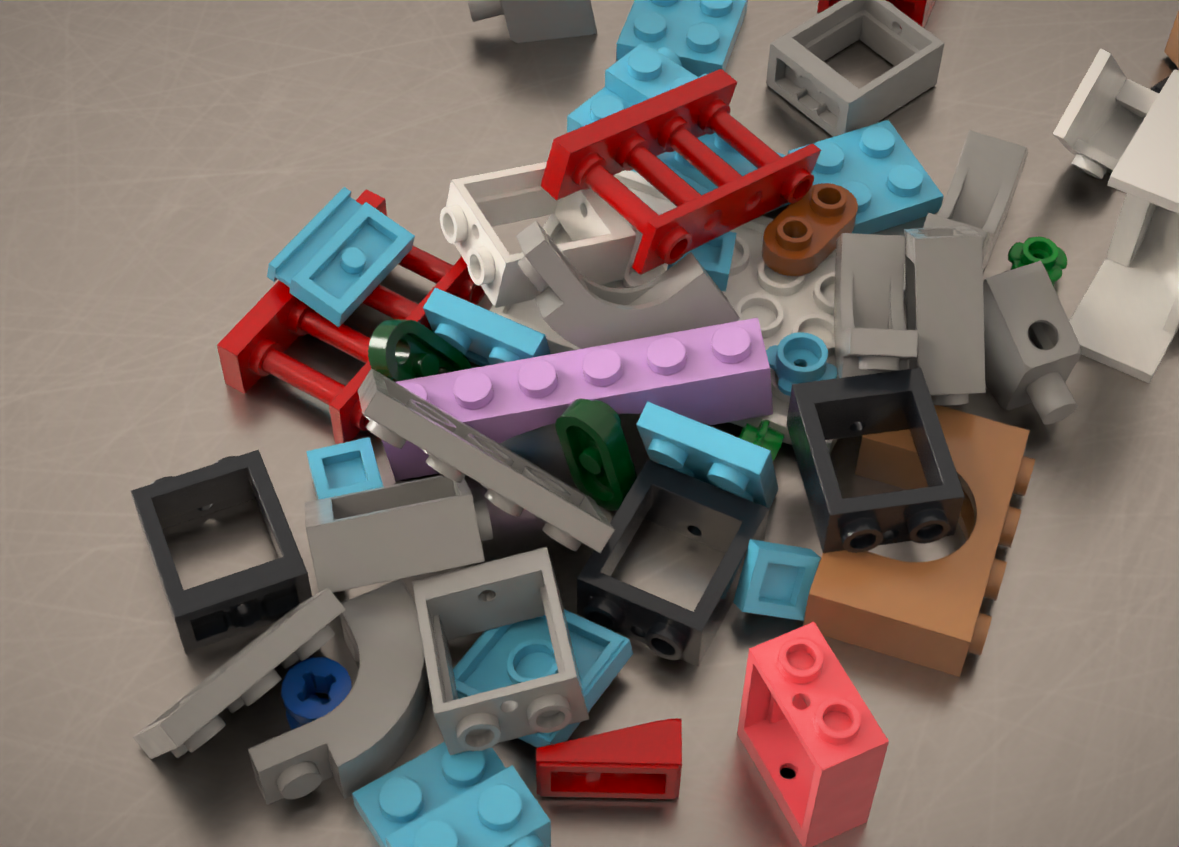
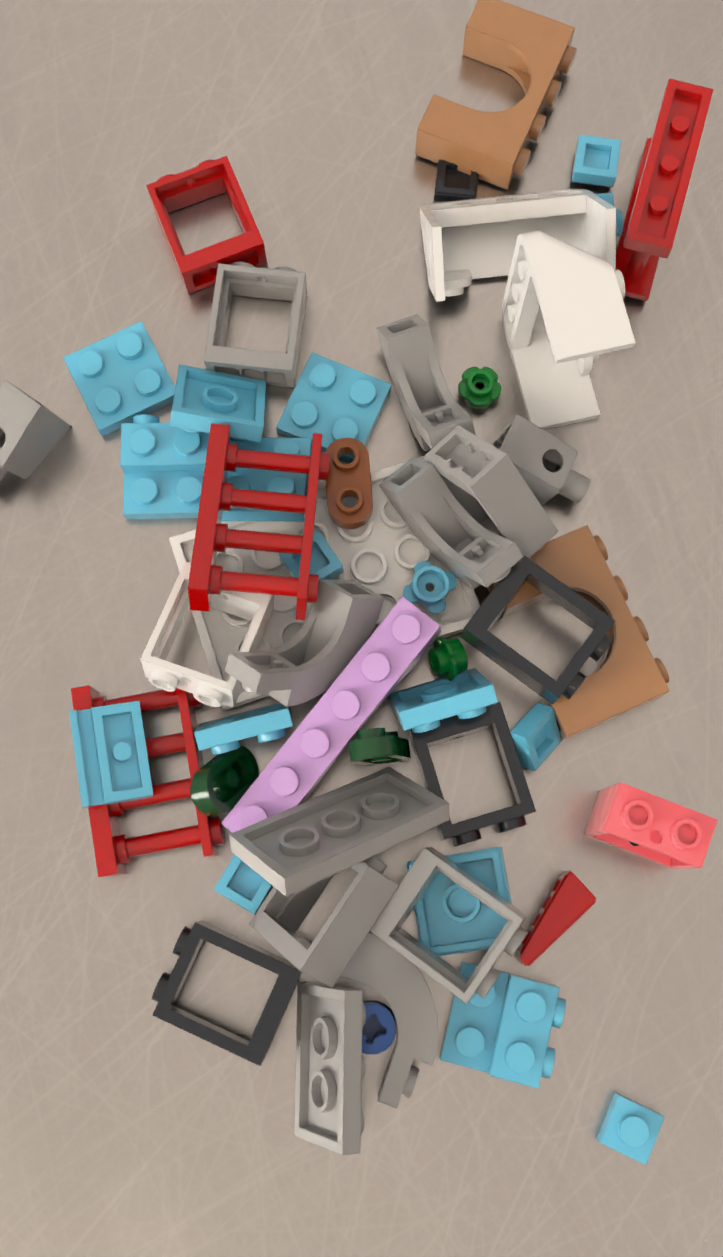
camera: 40 degrees left, 25 degrees up
(762, 94) = (218, 398): none -> medium azure plate

